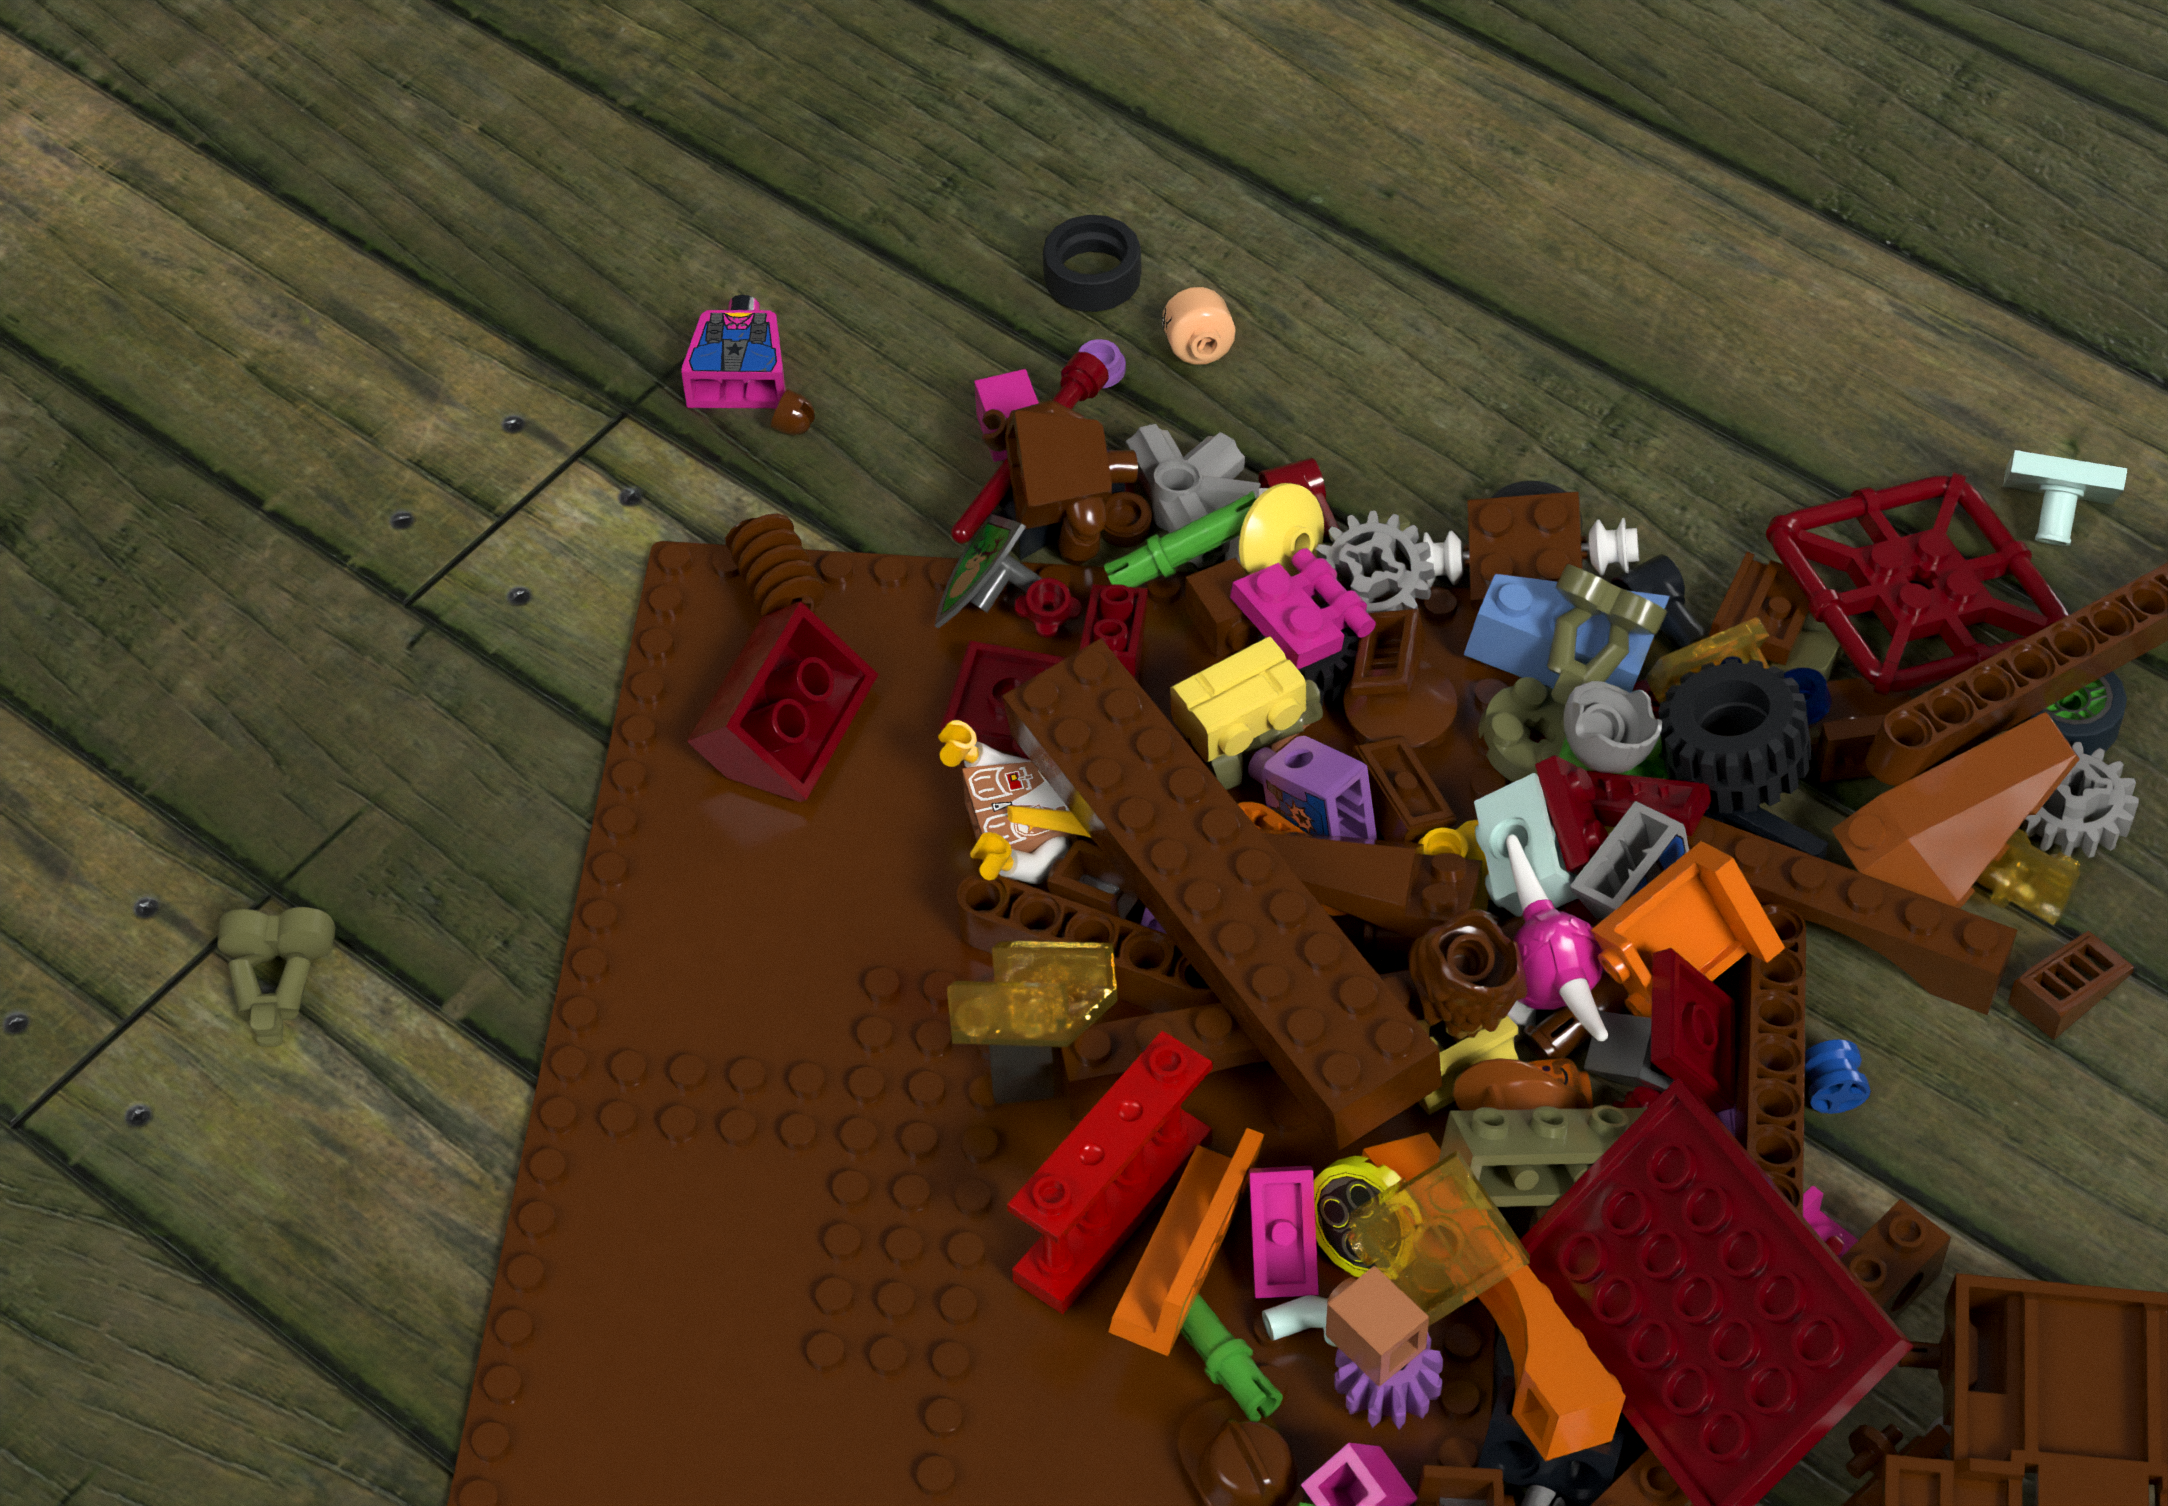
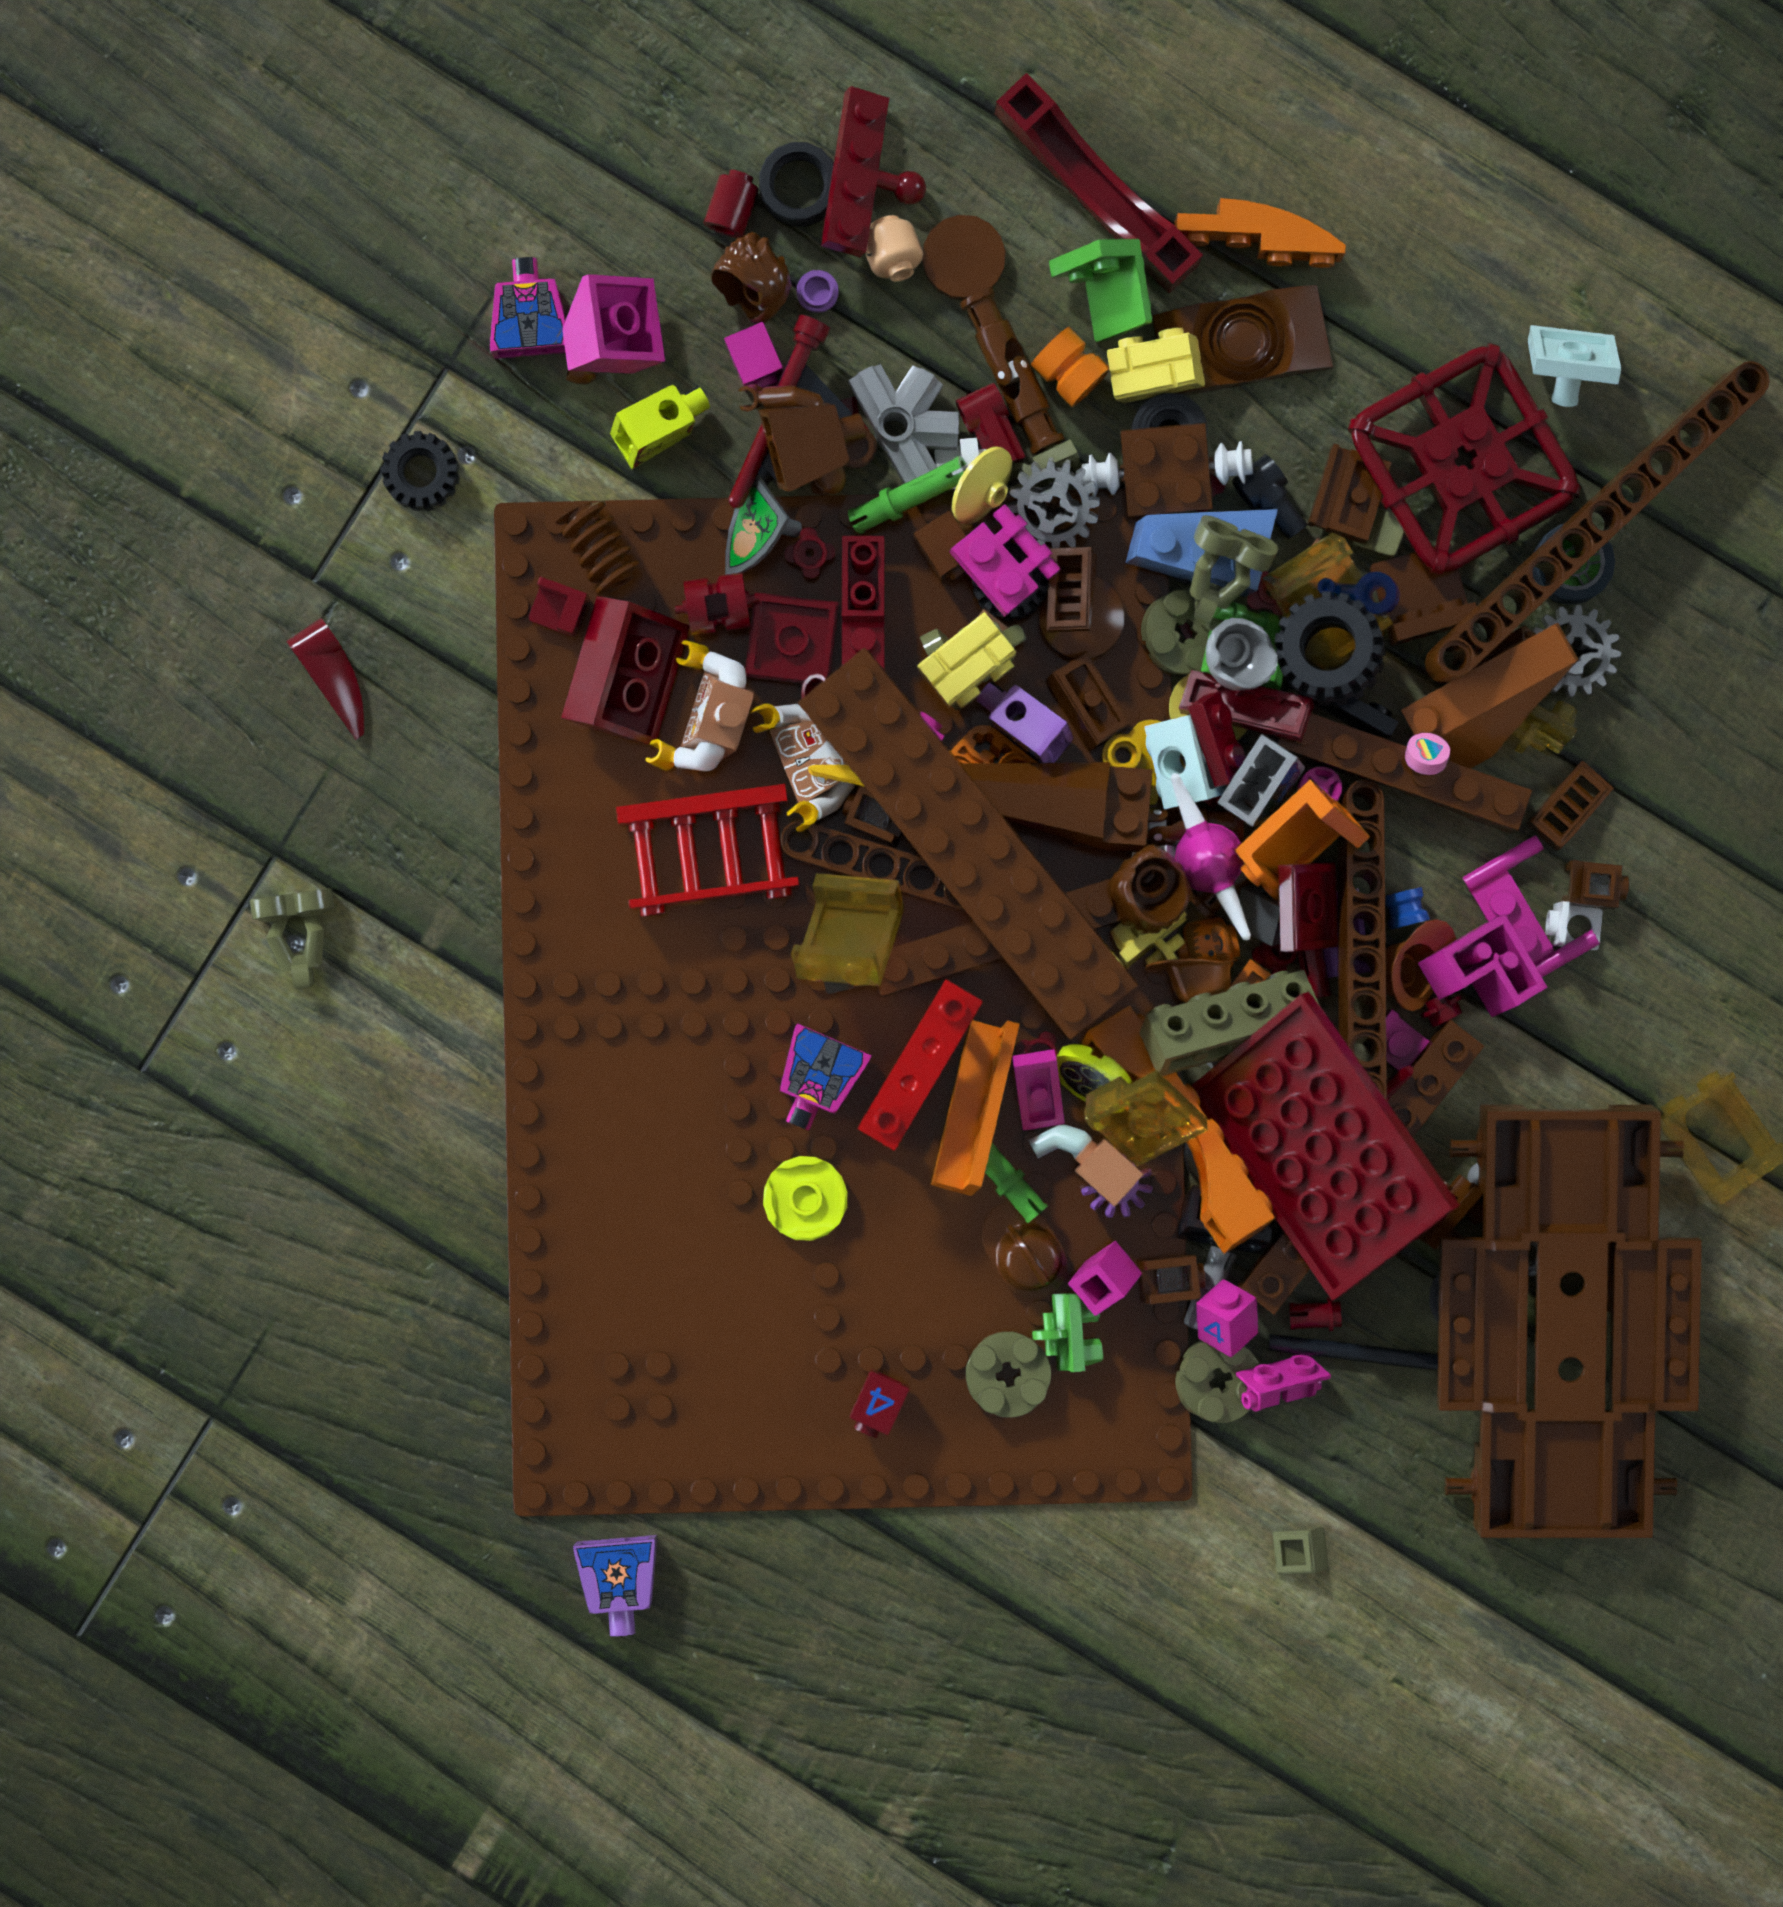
camera: 10 degrees left, 35 degrees up
(398, 689) = (331, 672): none -> dark red piece
(564, 474) = (402, 453): none -> black tyre
(714, 632) = (559, 607): none -> dark red panel
(837, 356) = (613, 326): none -> dark pink slope
(855, 860) = (682, 815): none -> red fence
(871, 462) = (644, 432): none -> neon yellow torso
(888, 758) = (716, 715): none -> torso
(917, 640) = (717, 604): none -> dark red wheel
(921, 1360) = (805, 1198): none -> neon yellow tile
(964, 1190) = (819, 1074): none -> torso
(1006, 275) = (731, 204): none -> dark red brick
(1018, 329) = (752, 277): none -> reddish brown hair
(1165, 247) = (858, 173): none -> dark red plate
(1286, 349) = (963, 256): none -> reddish brown tile
(1329, 443) = (1001, 346): none -> reddish brown piece
(1405, 445) = (1067, 364): none -> orange wheel
(1468, 354) = (1113, 284): none -> bright green bracket
(1519, 449) = (1155, 366): none -> light yellow brick
(1522, 337) = (1062, 150): none -> dark red arch
(1635, 454) = (1254, 336): none -> reddish brown slope
(1676, 342) = (1278, 233): none -> orange slope
(1855, 1139) = (1403, 974): none -> dark orange piece
(1868, 865) = (1427, 753): none -> bright pink tile
(1881, 1197) = (1442, 1010): none -> dark red plate
(1956, 1136) = (1491, 961): none -> dark pink brick
(1998, 1115) = (1498, 894): none -> dark pink plate
(2062, 1116) = (1561, 914): none -> white bracket
(2110, 1073) = (1596, 885): none -> reddish brown window

